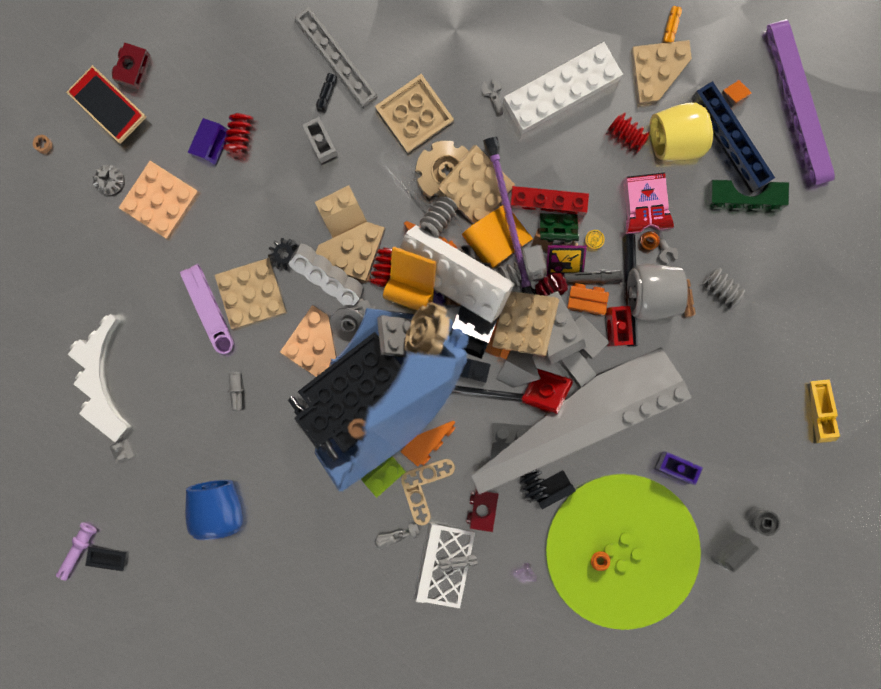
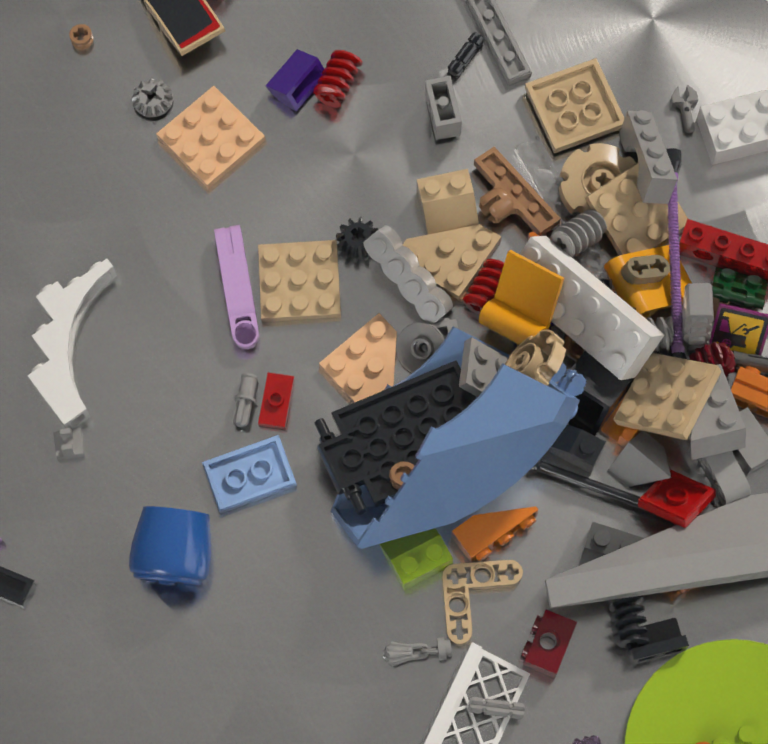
camera: 15 degrees right, 15 degrees down
(252, 442) = (249, 474): none -> light blue tile
(257, 385) = (276, 401): none -> red plate
(385, 194) = (512, 194): none -> medium nougat plate
(483, 161) = (656, 172): none -> light grey arch
(493, 235) = (644, 264): none -> dark tan beam

